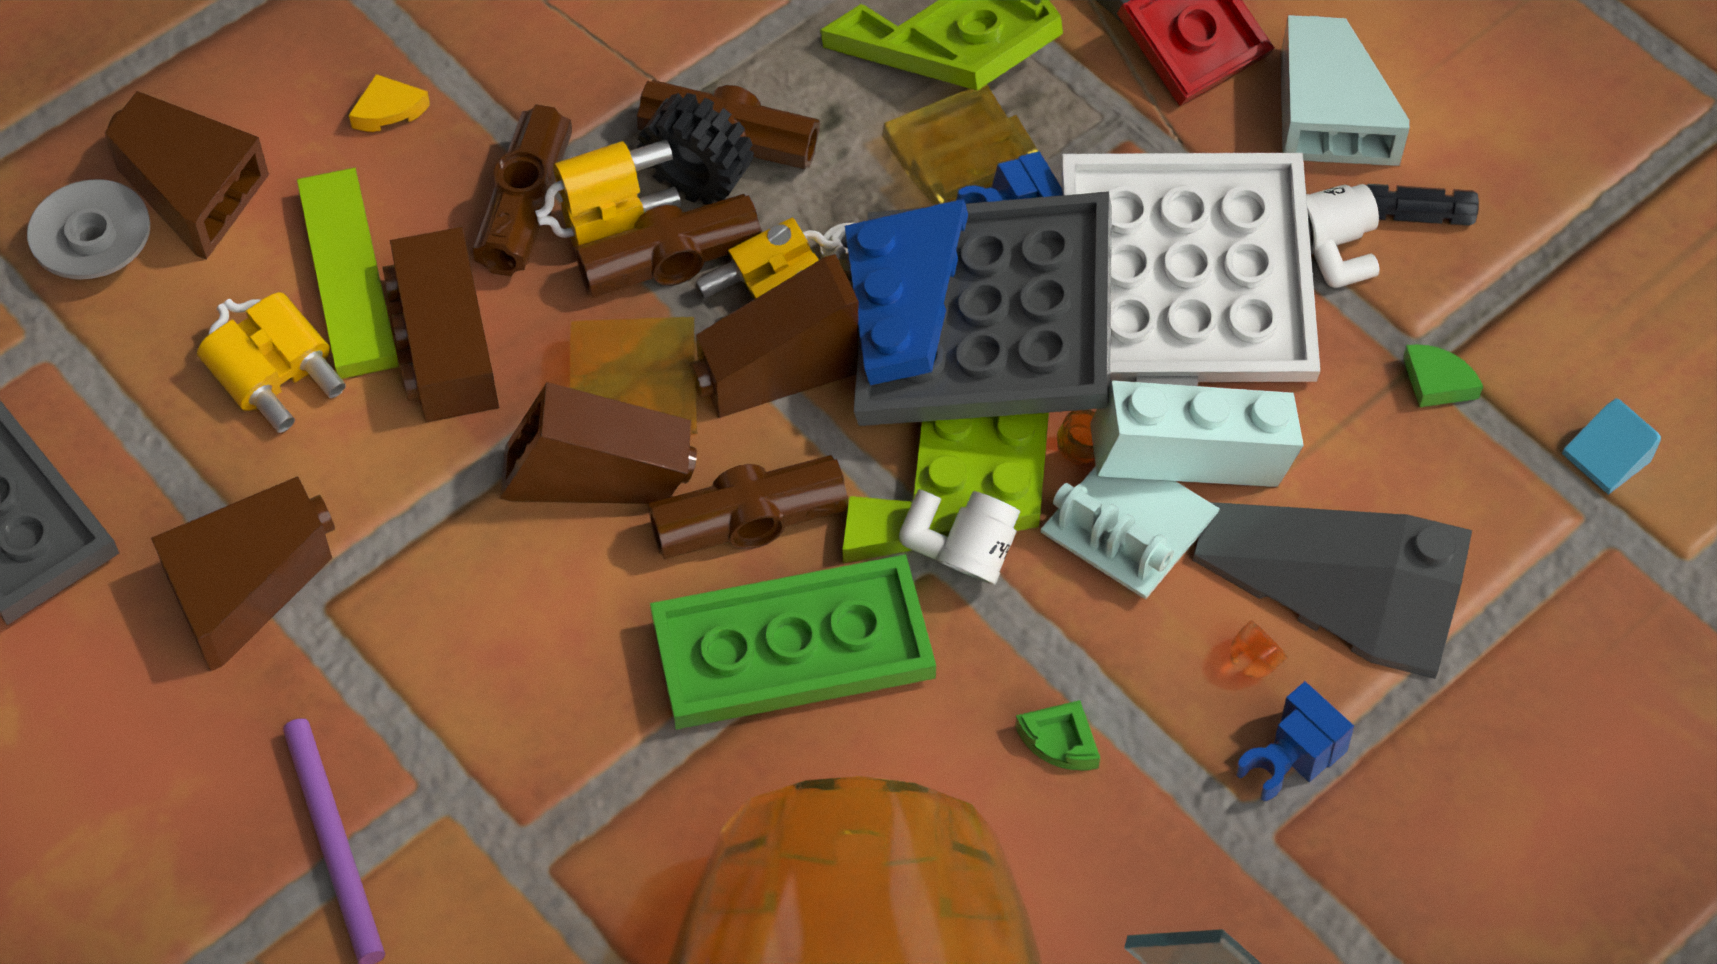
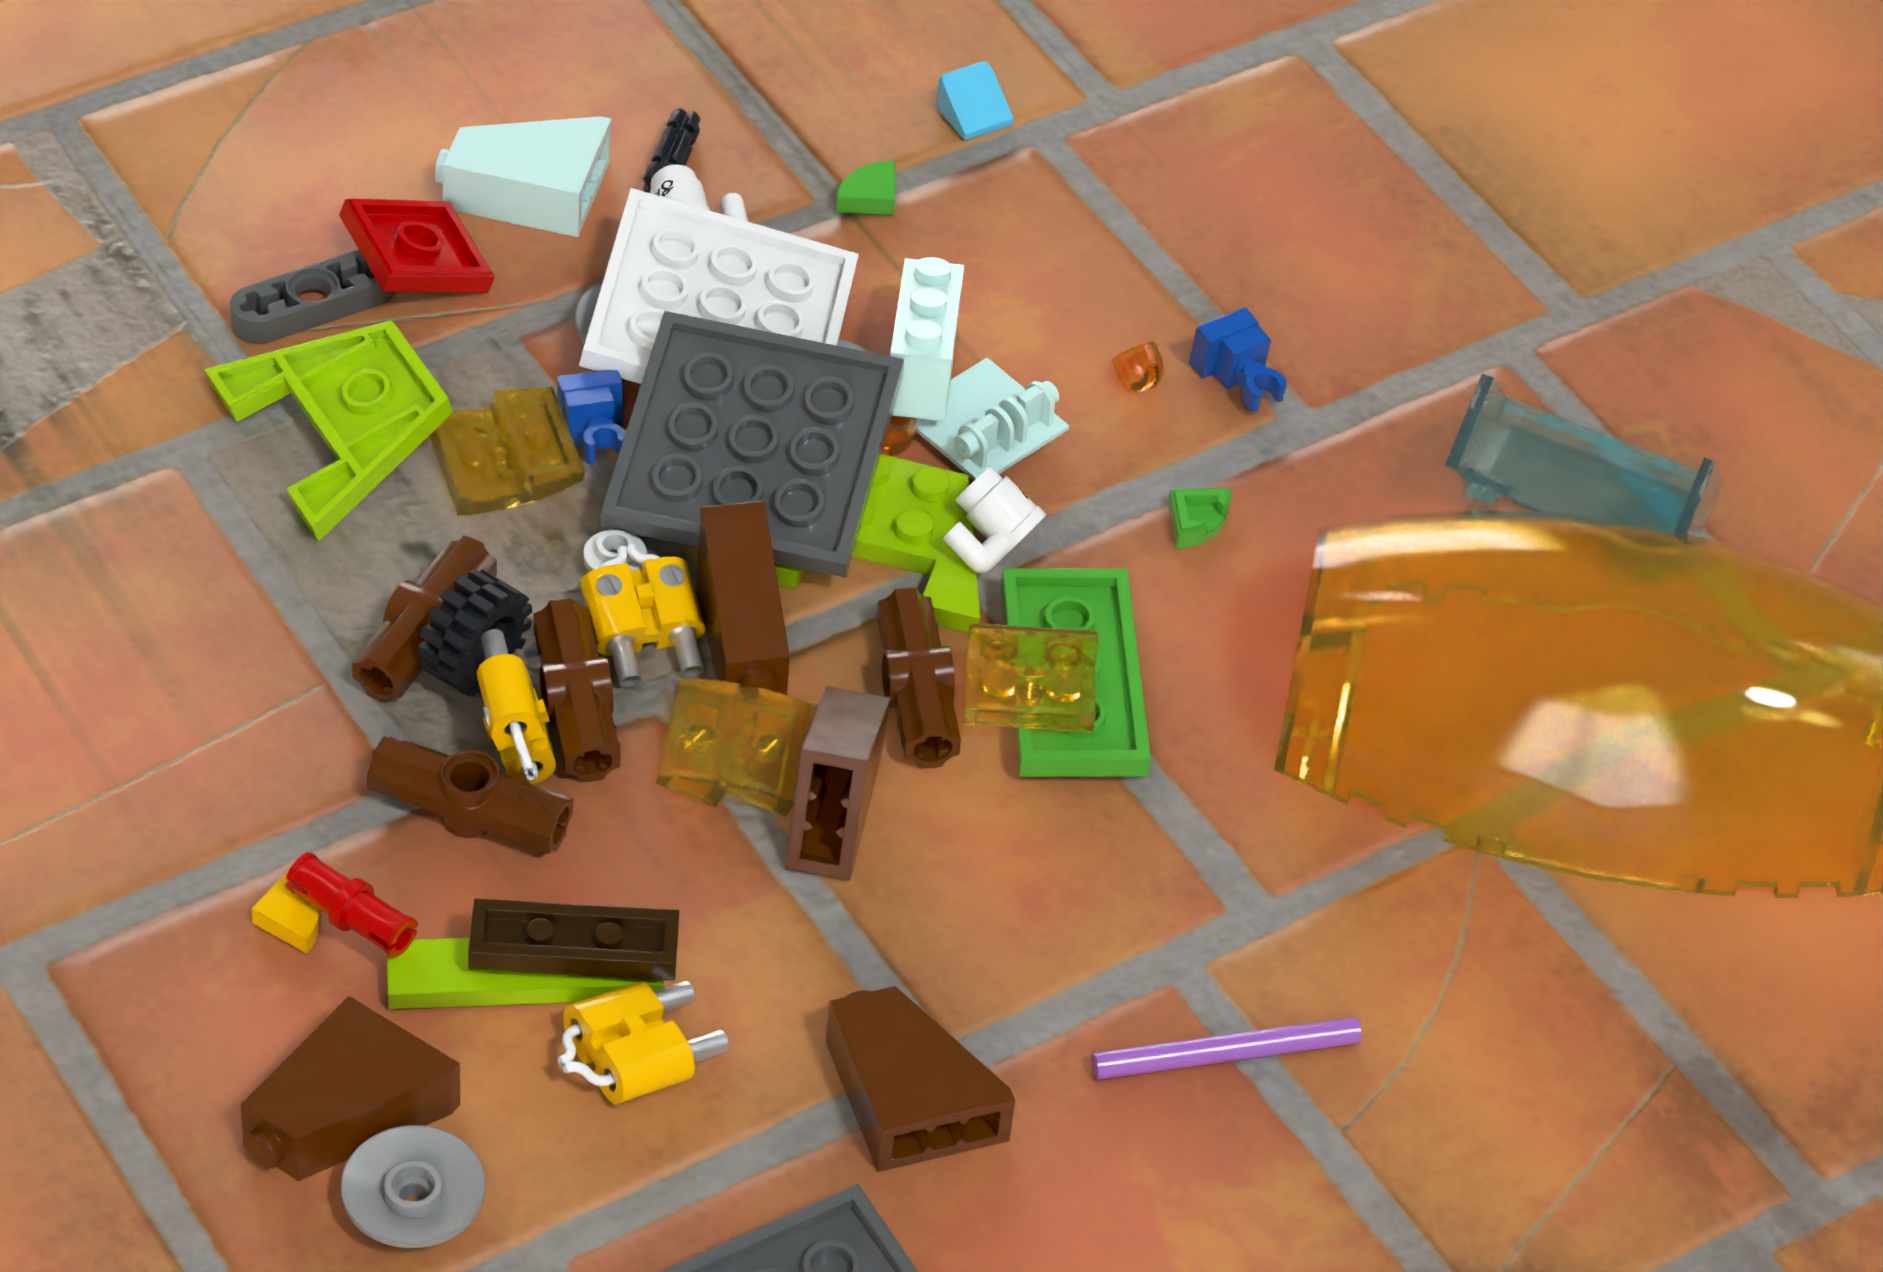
camera: 85 degrees left, 10 degrees down
(353, 284) = (573, 939): none -> dark brown plate
(372, 128) = (351, 904): none -> red pin
(440, 325) = (642, 870): reddish brown brick -> none
(734, 591) = (1030, 677): none -> clear yellow bracket
(901, 286) = (686, 471): blue wing -> none
(1361, 575) = (1079, 284): dark grey wedge -> none

